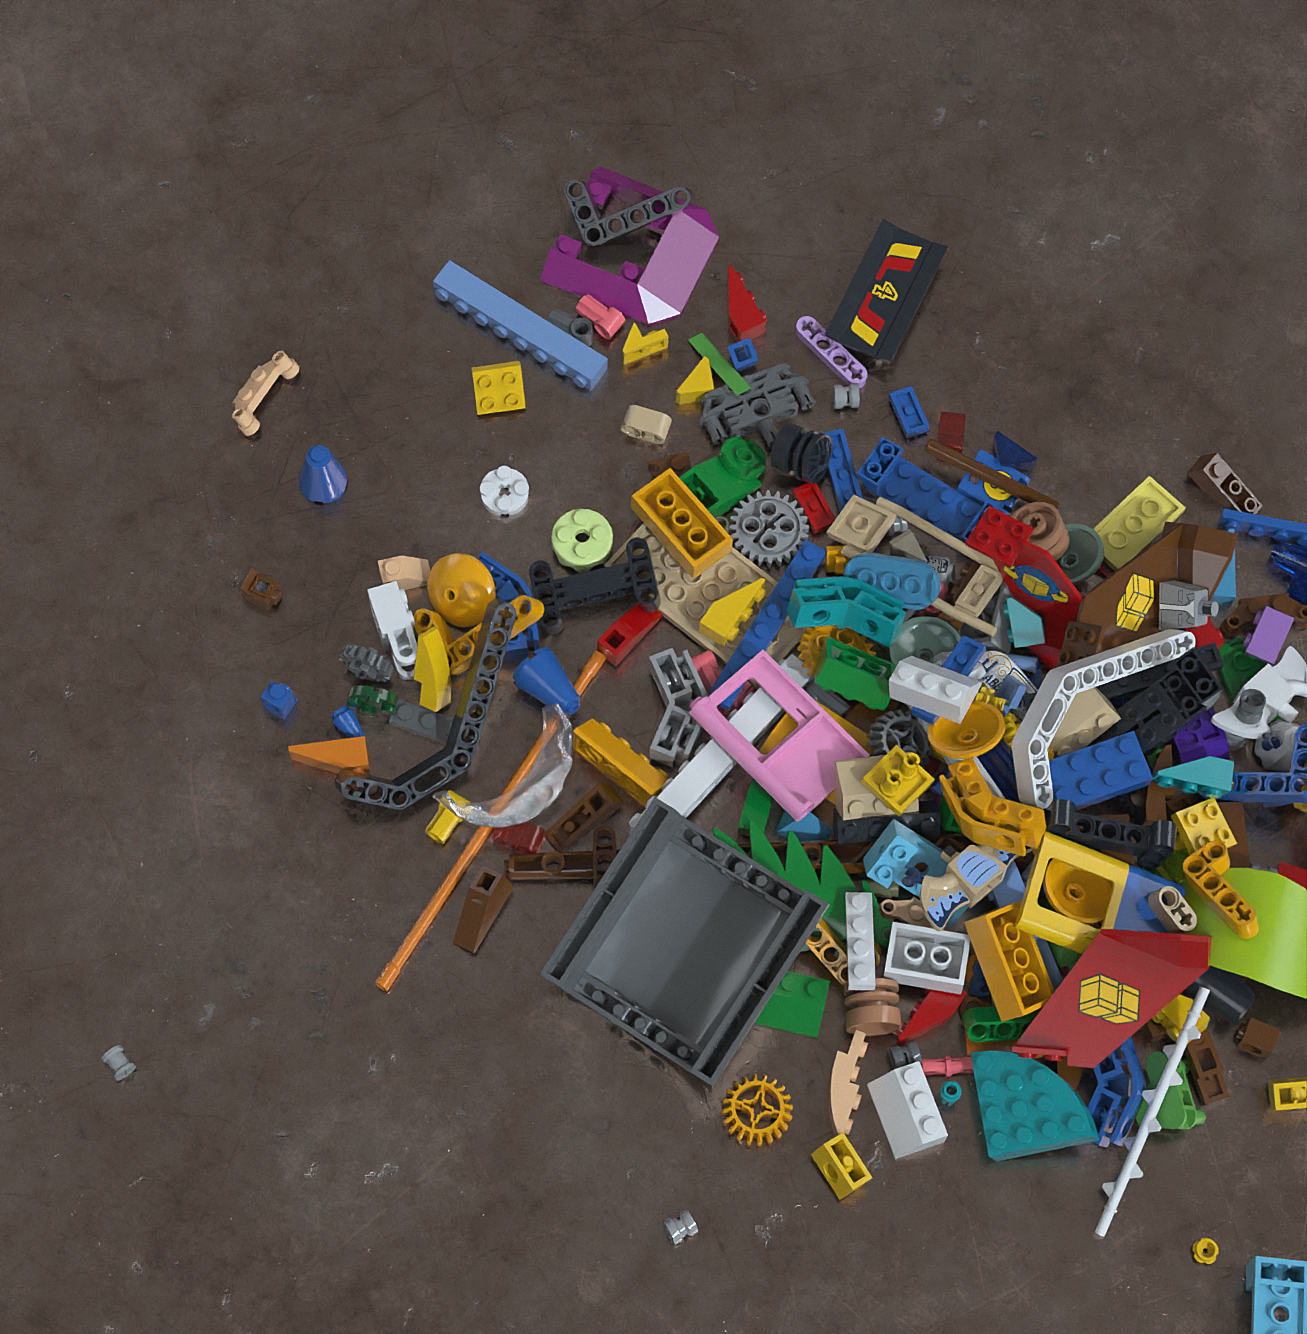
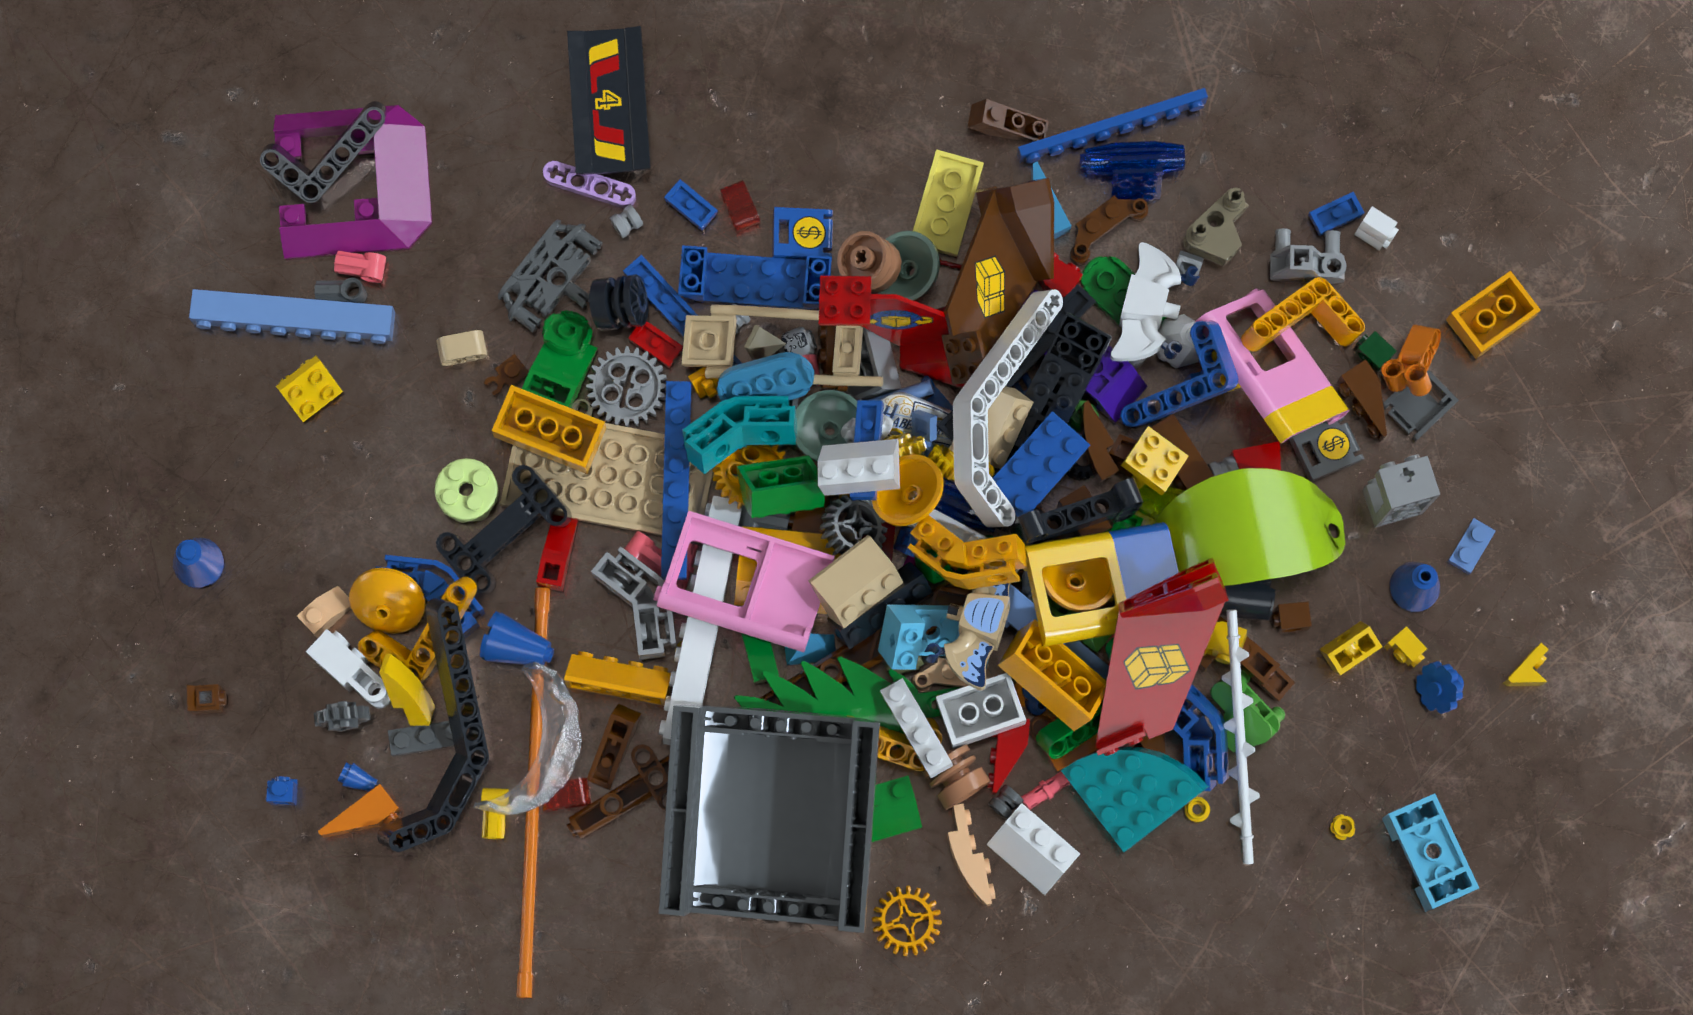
camera: 30 degrees left, 10 degrees up
(257, 387) = (87, 510): light nougat plate -> none
(371, 702) = (365, 749): dark green plate -> none
(481, 907) = (571, 879): reddish brown slope -> none
(504, 478) = (361, 470): white plate -> none
(639, 347) = (412, 277): yellow slope -> none
(696, 384) = (487, 283): yellow slope -> none
(719, 364) = (495, 253): bright green sticker -> none
(727, 613) = (635, 493): yellow slope -> none
(743, 315) = (491, 194): red slope -> none
(743, 354) = (513, 233): blue brick -> none
(841, 1165) = (1005, 930): yellow brick -> none
(898, 779) = (873, 569): yellow plate -> none
(955, 1091) = (1062, 807): teal pin -> none
(986, 473) = (796, 229): reddish brown axle -> none
(1012, 454) = (804, 197): clear blue slope -> none
(1026, 625) = (903, 354): teal slope -> none
(1084, 1156) = (1205, 810): none -> yellow plate
(1169, 919) = (1168, 548): tan beam -> none
(1184, 605) = (1033, 265): light grey torso -> none
(1203, 775) = (1131, 412): teal slope -> none
(1210, 876) = (1203, 514): light orange beam -> none
(1251, 706) = (1139, 328): dark grey wheel -> none
(1268, 635) = (1118, 247): medium lavender brick -> none

